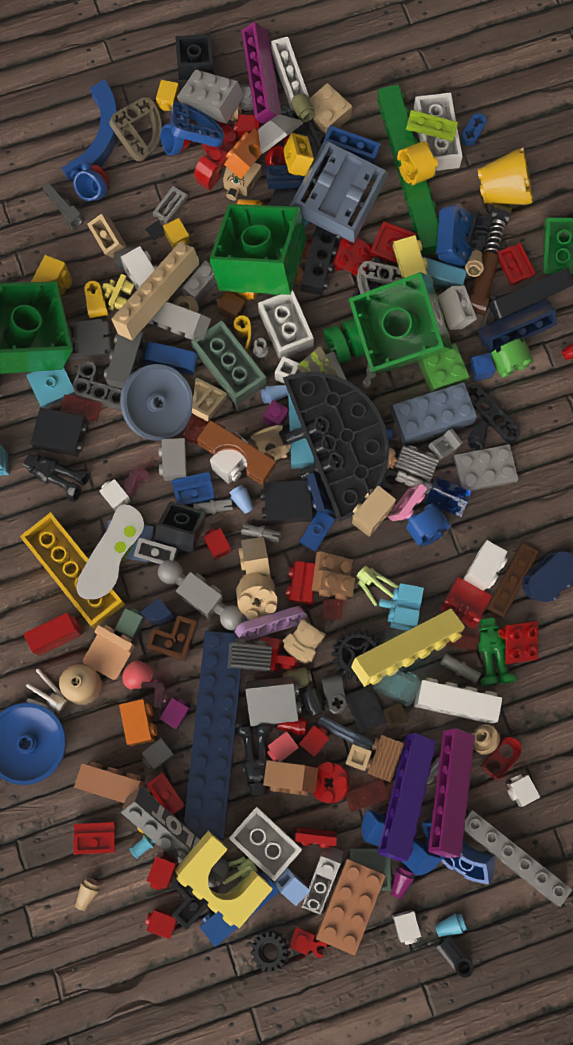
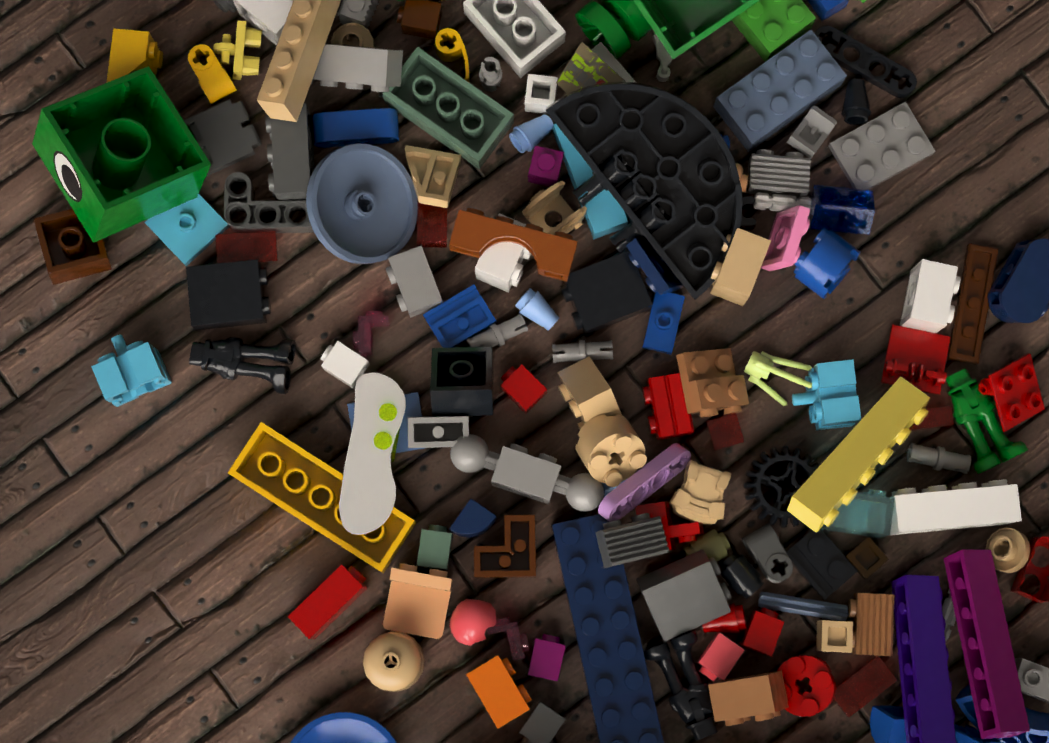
camera: 20 degrees left, 5 degrees up
(54, 702) = (364, 699): white plant -> none

